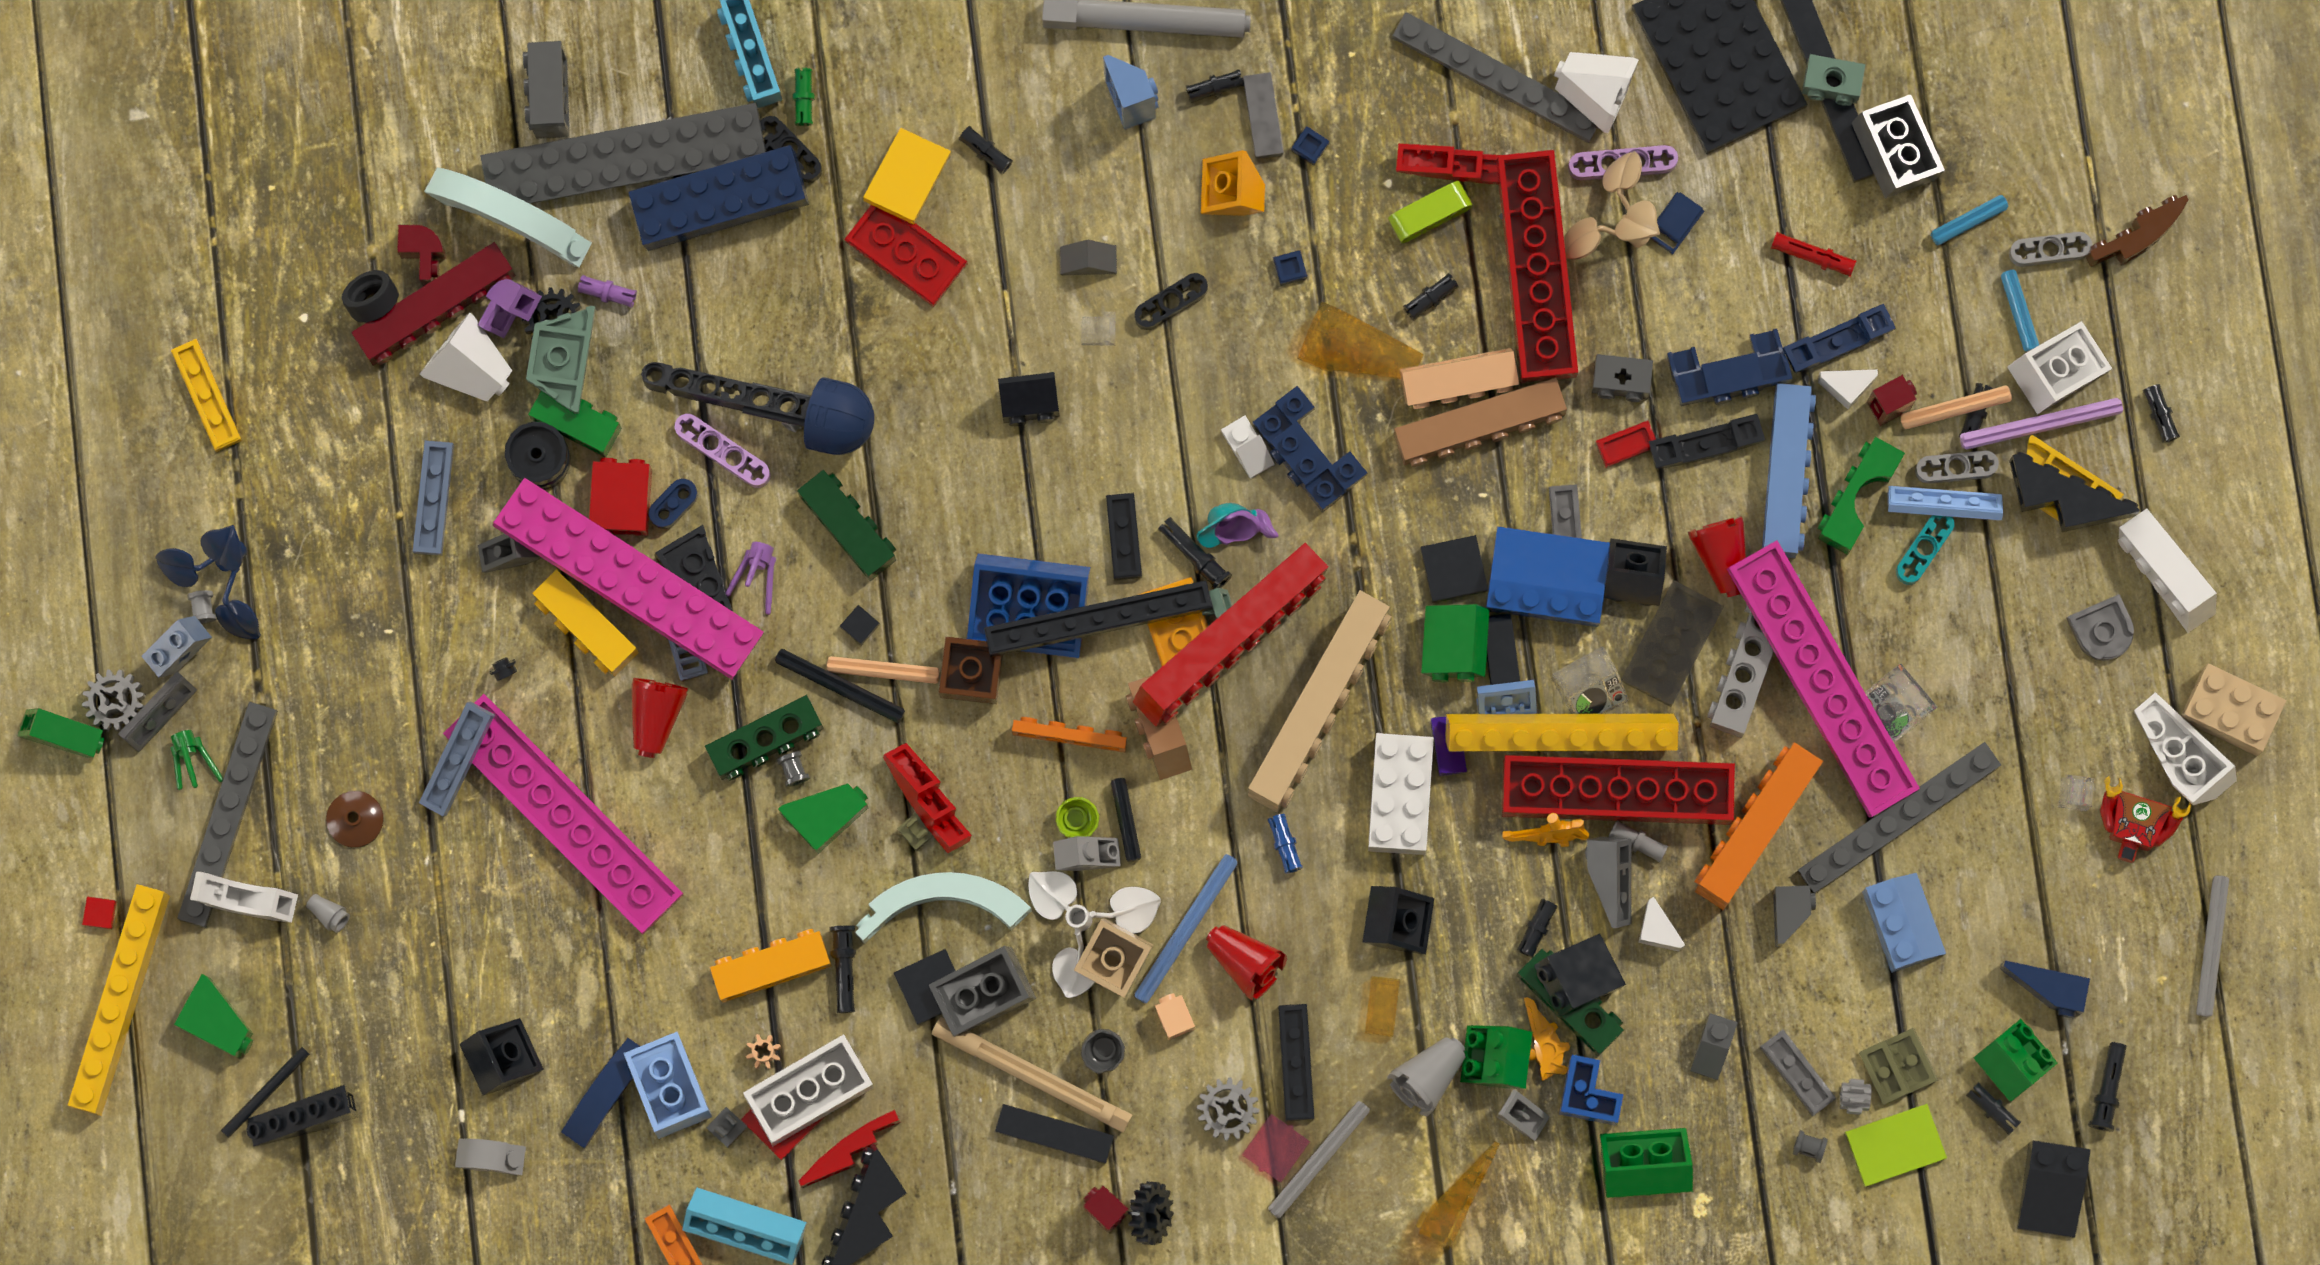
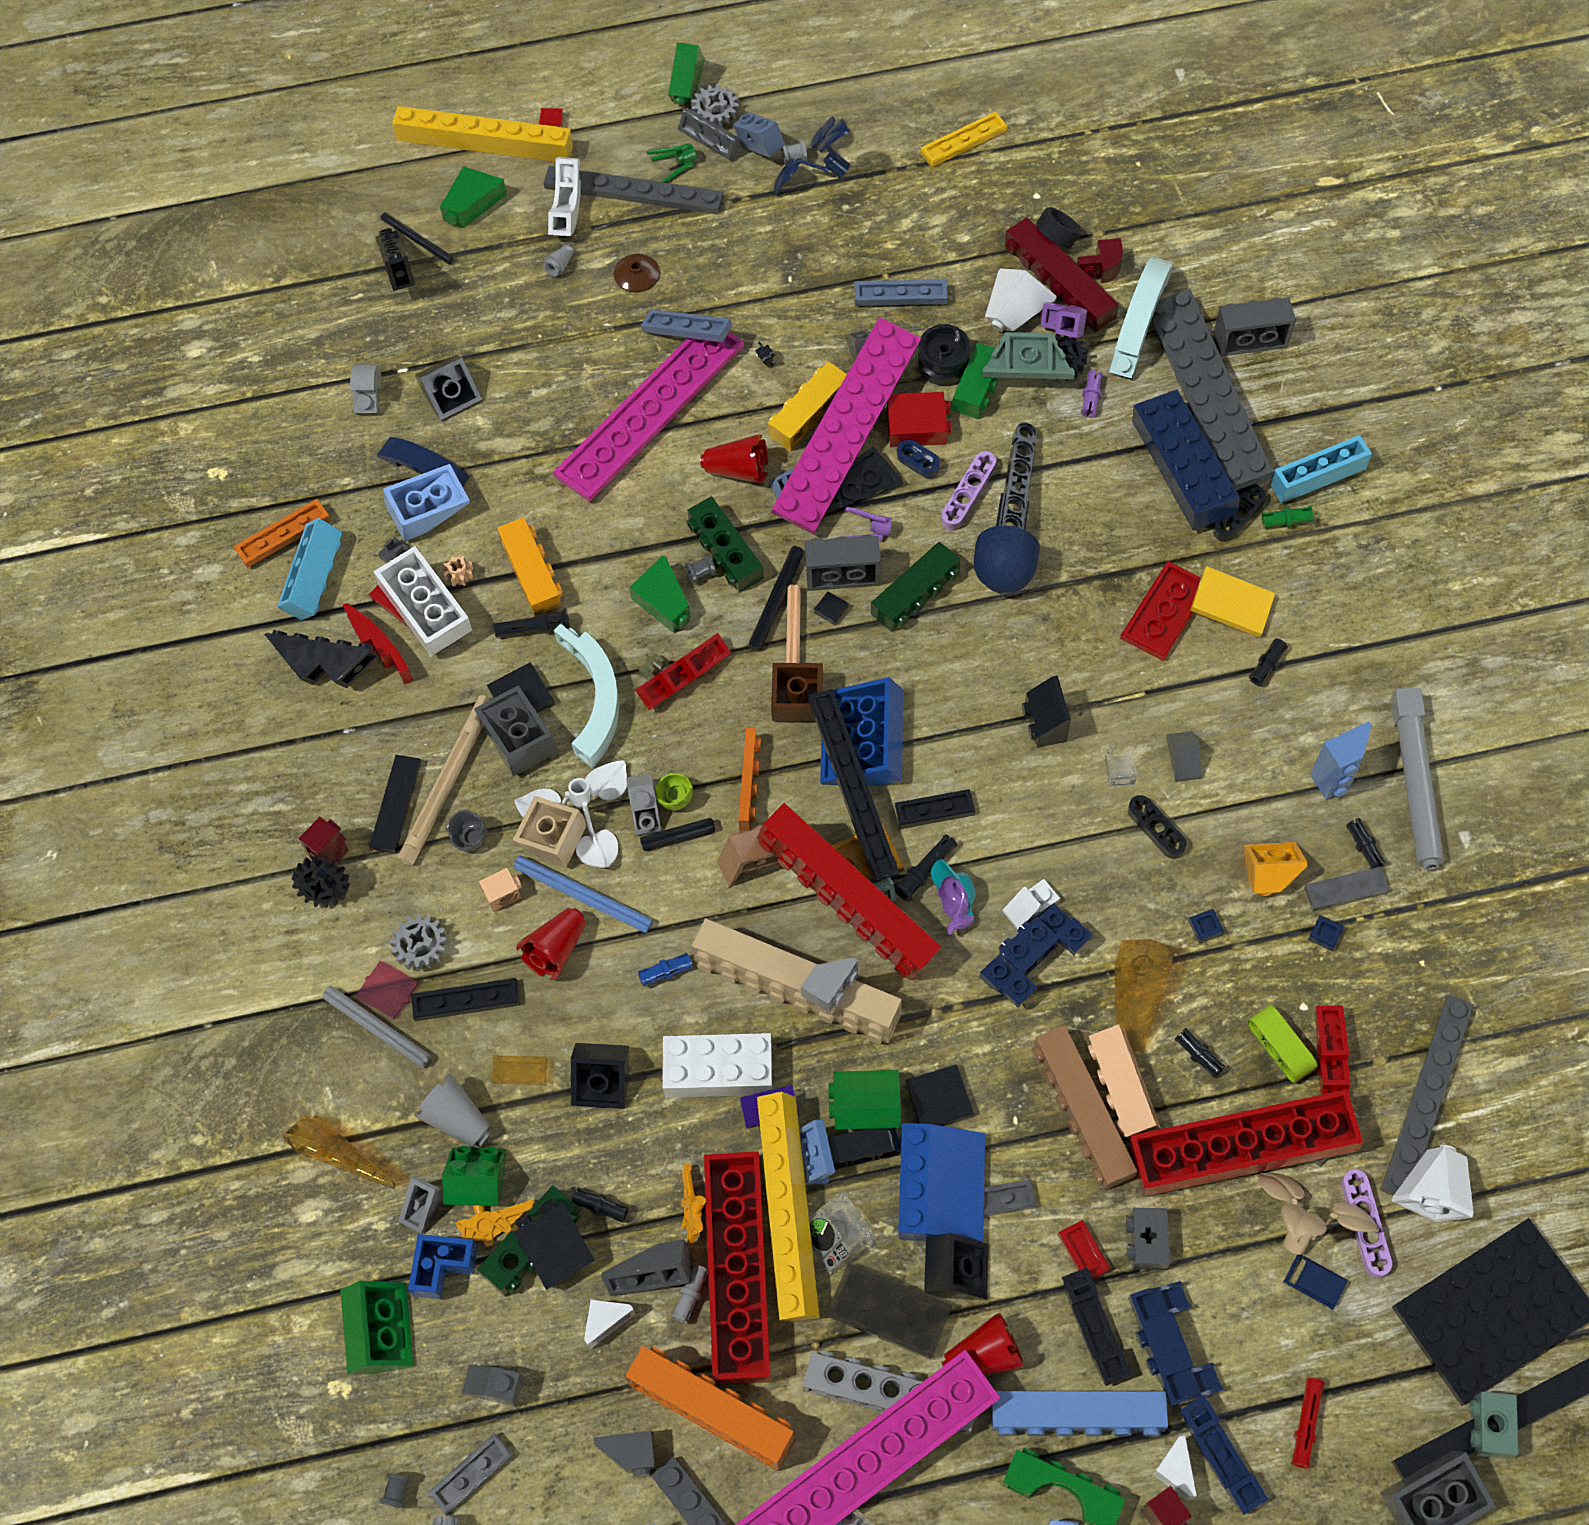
camera: 85 degrees right, 15 degrees down
(811, 603) = (842, 562): none -> dark grey brick
(1339, 662) = (828, 981): none -> light grey slope

